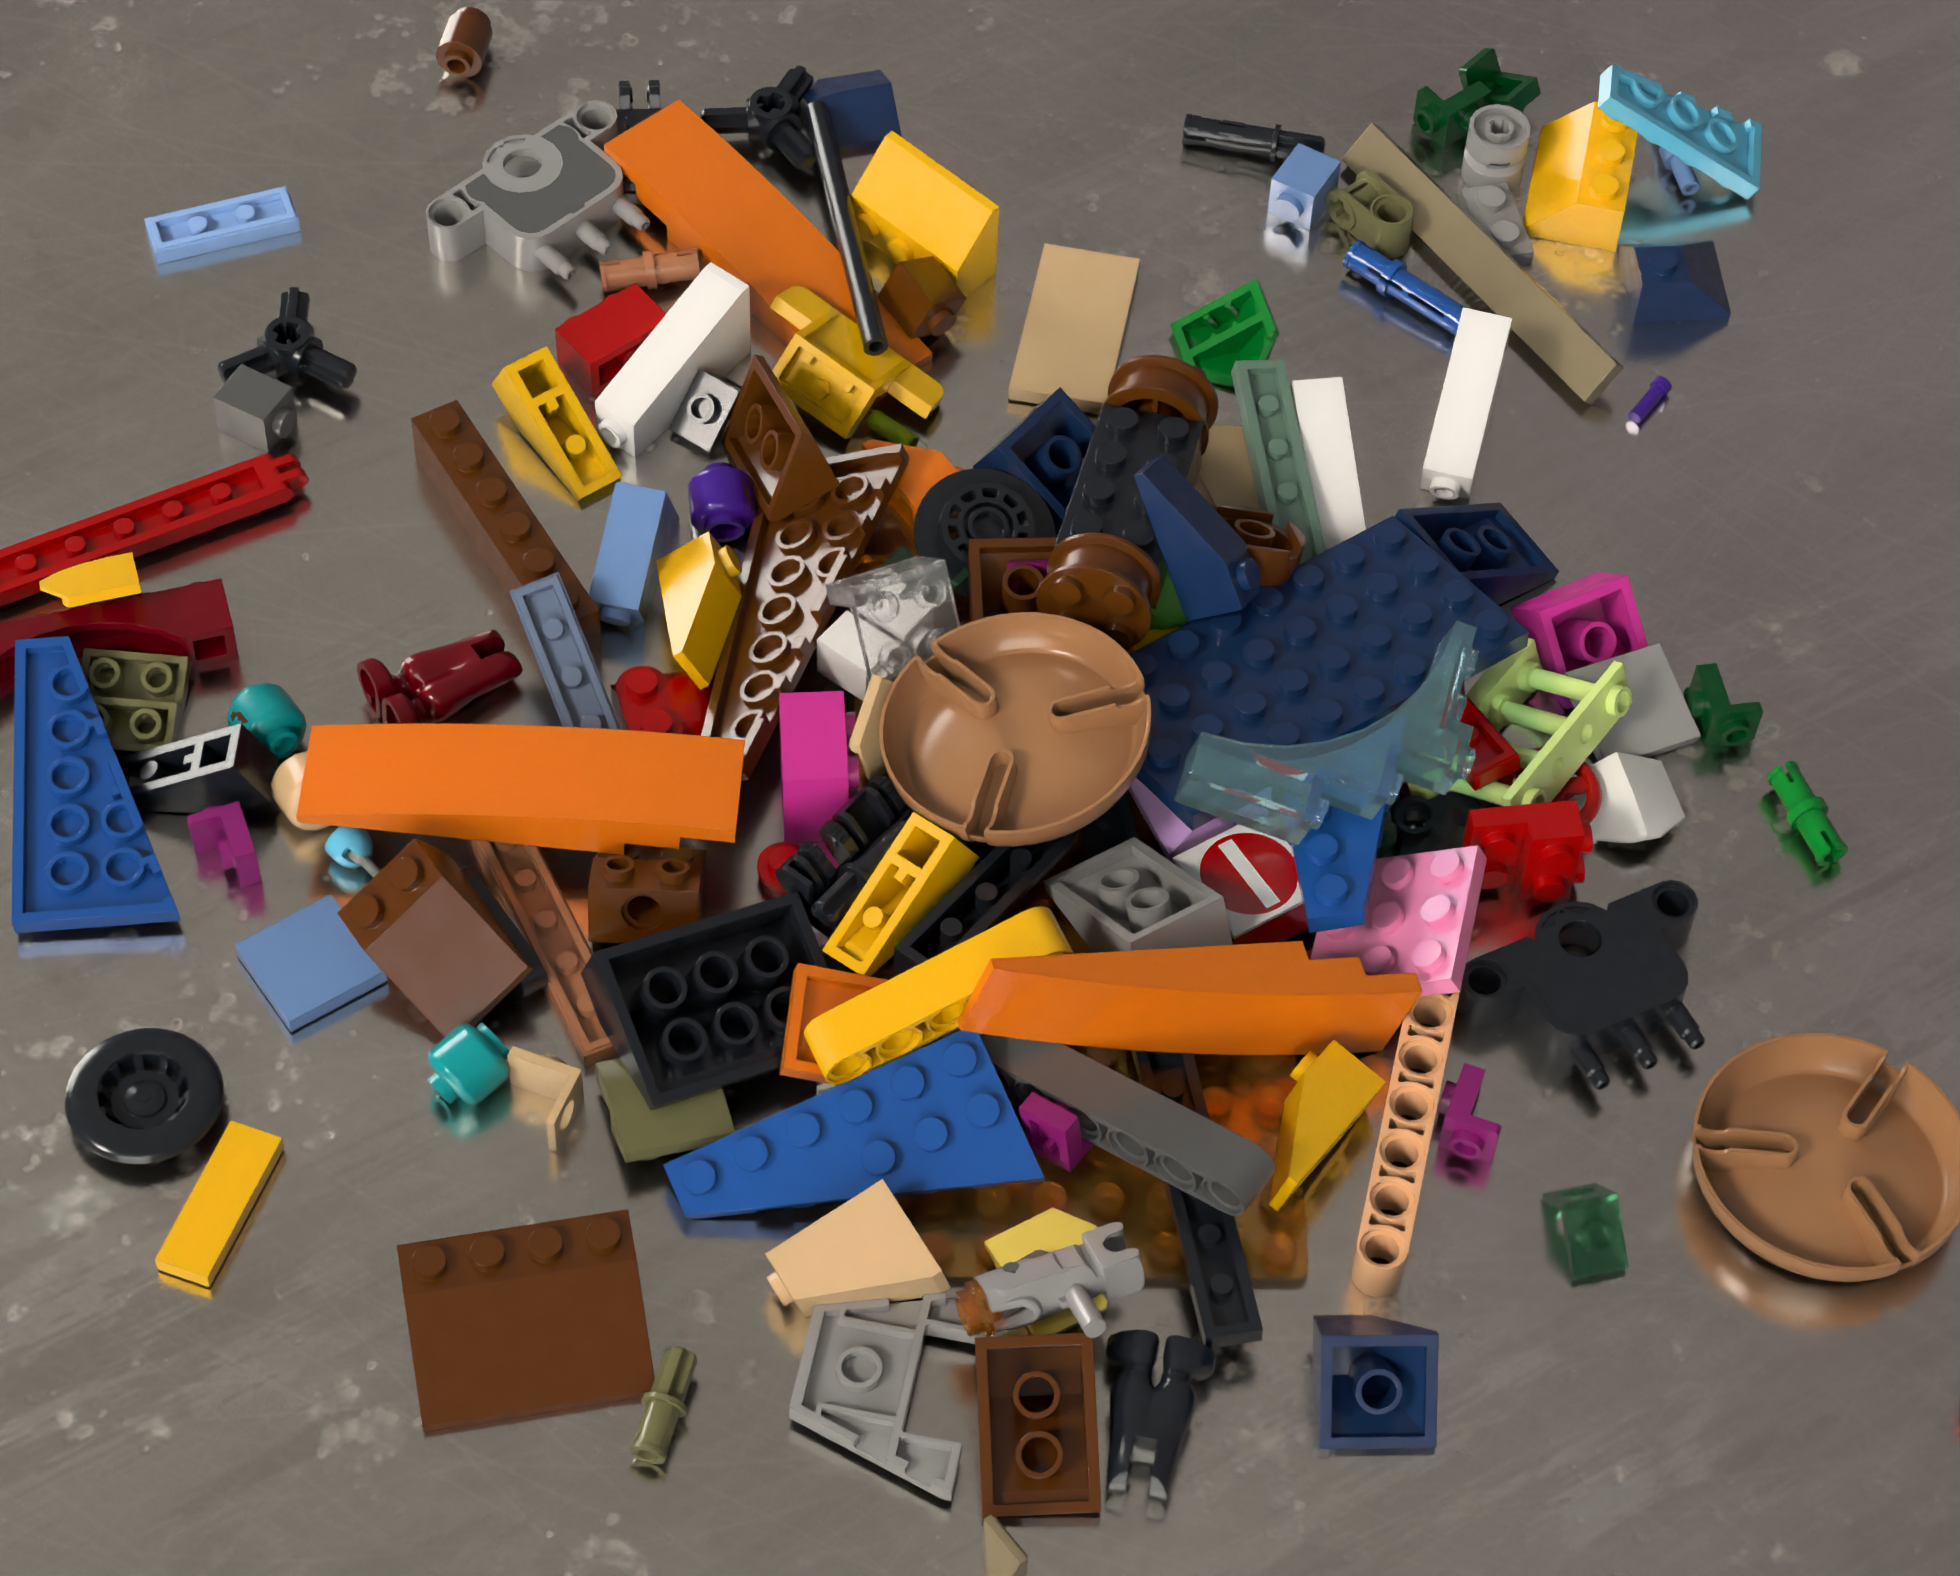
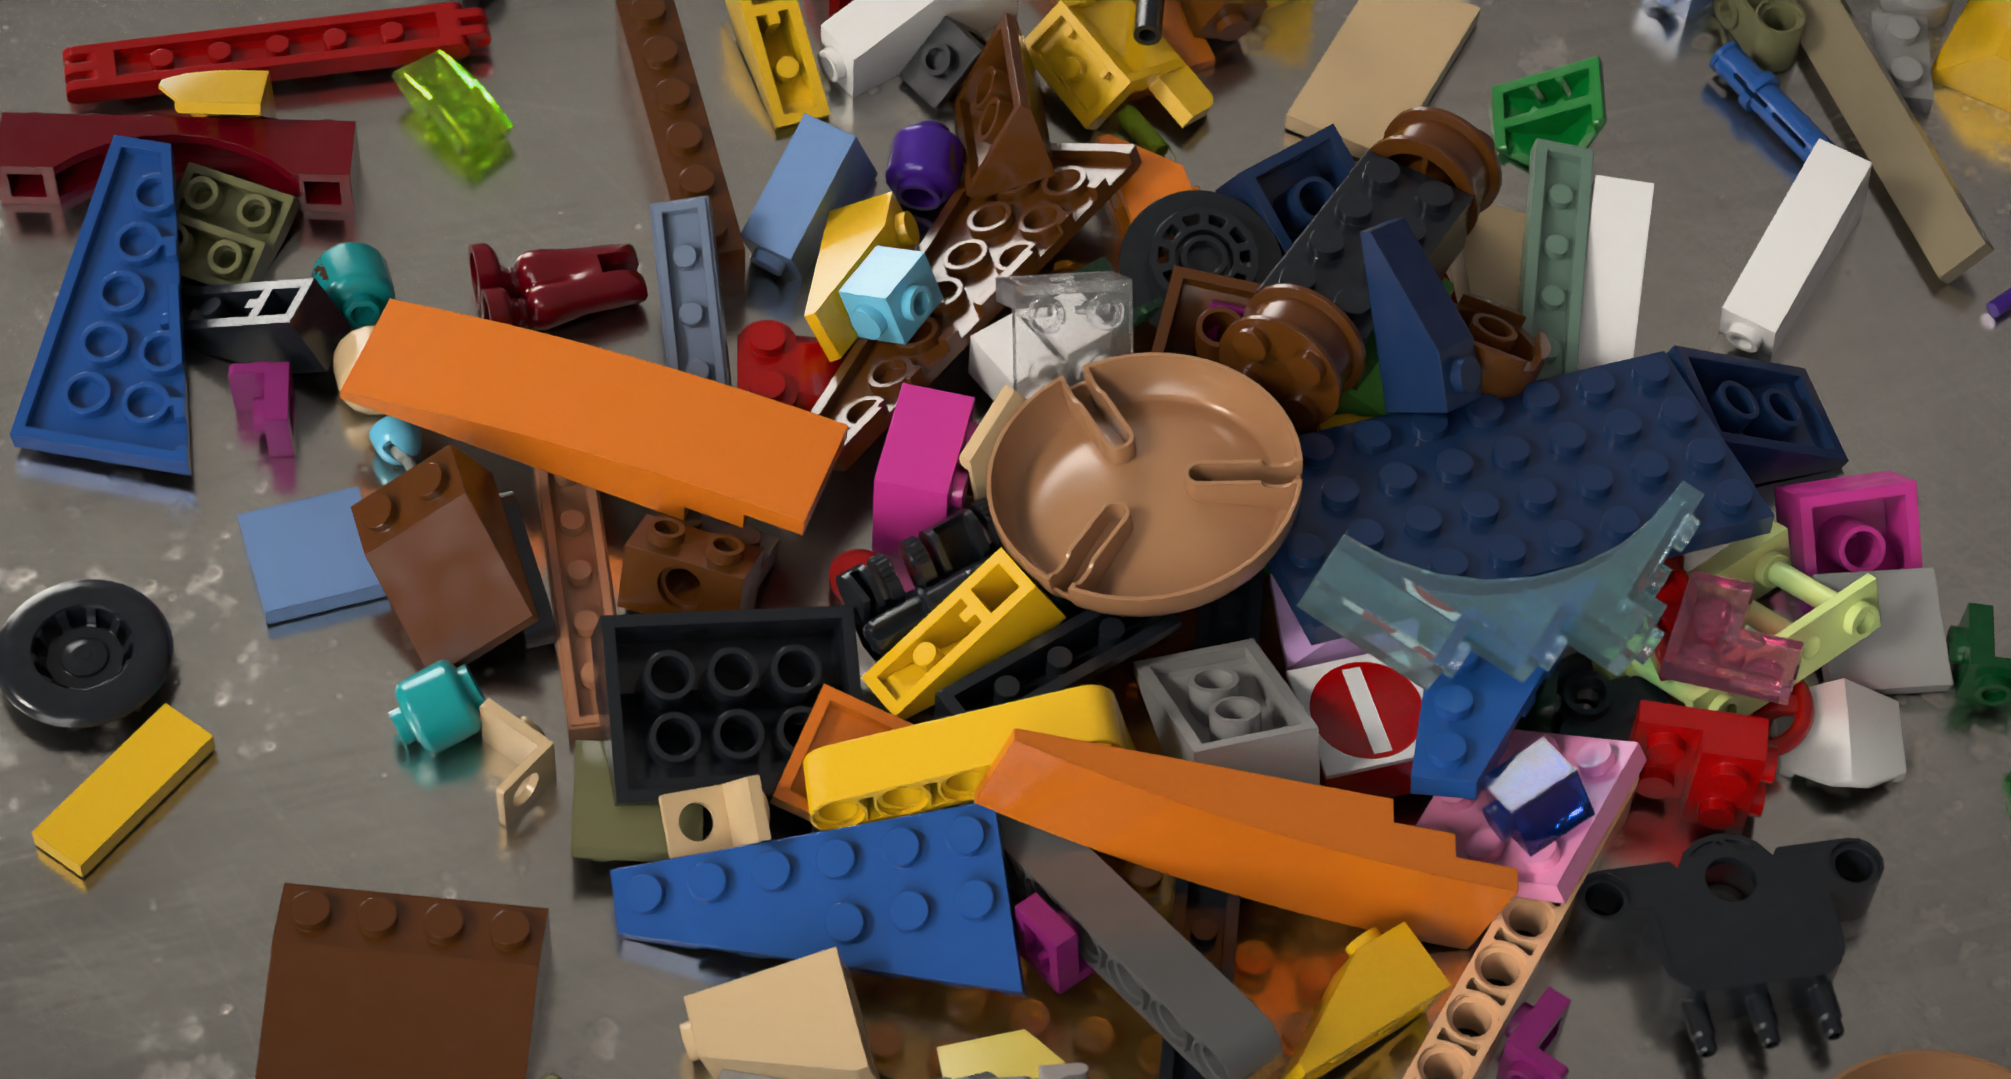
camera: 15 degrees right, 0 degrees up
(302, 542) = (456, 100): none -> clear neon green slope
(739, 620) = (891, 294): none -> medium azure brick
(758, 1091) = (737, 811): none -> tan bracket
(1413, 910) = (1535, 797): none -> clear blue brick
(1521, 757) = (1718, 653): none -> clear pink plate

